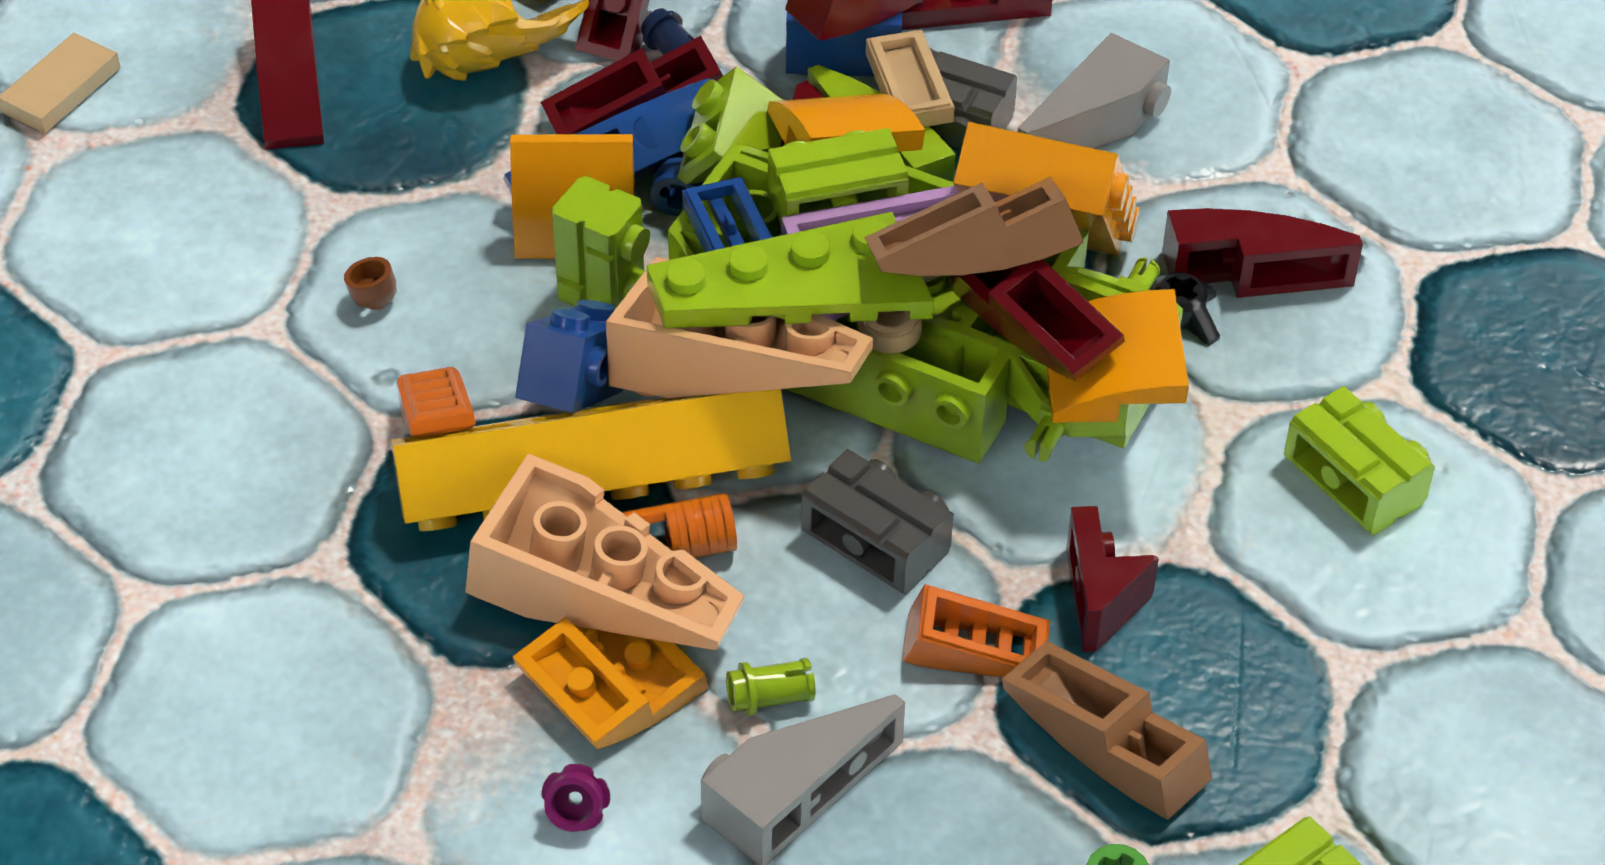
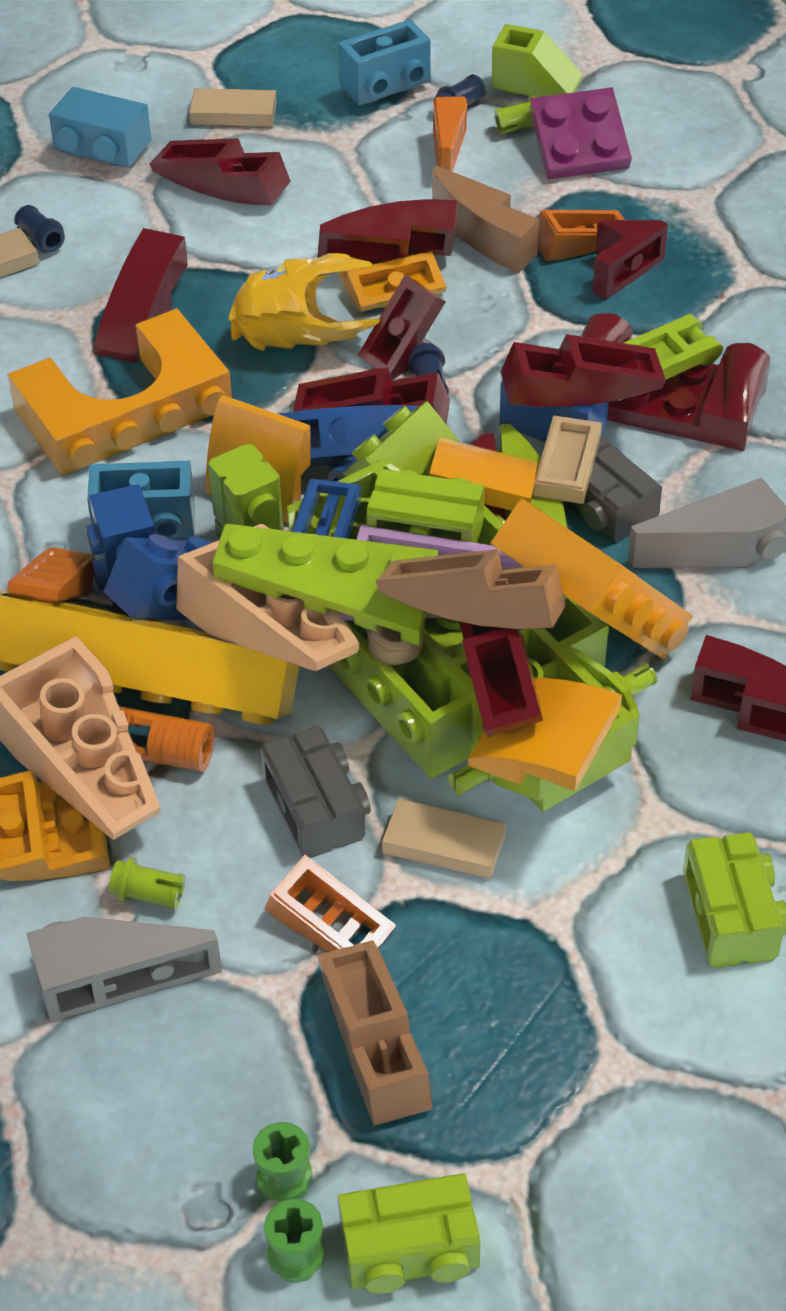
camera: 30 degrees right, 0 degrees up
(110, 29) = (45, 232): none -> dark blue pin
(325, 235) = (86, 429): none -> light orange arch
(371, 282) = (78, 471): dark orange hinge -> none
(472, 288) = (165, 487): none -> dark azure brick
(488, 333) = (115, 516): none -> blue brick
(1028, 515) = (444, 838): none -> tan tile
(1104, 586) = (451, 914): dark red slope -> none
(1192, 297) = (683, 715): black piece -> none

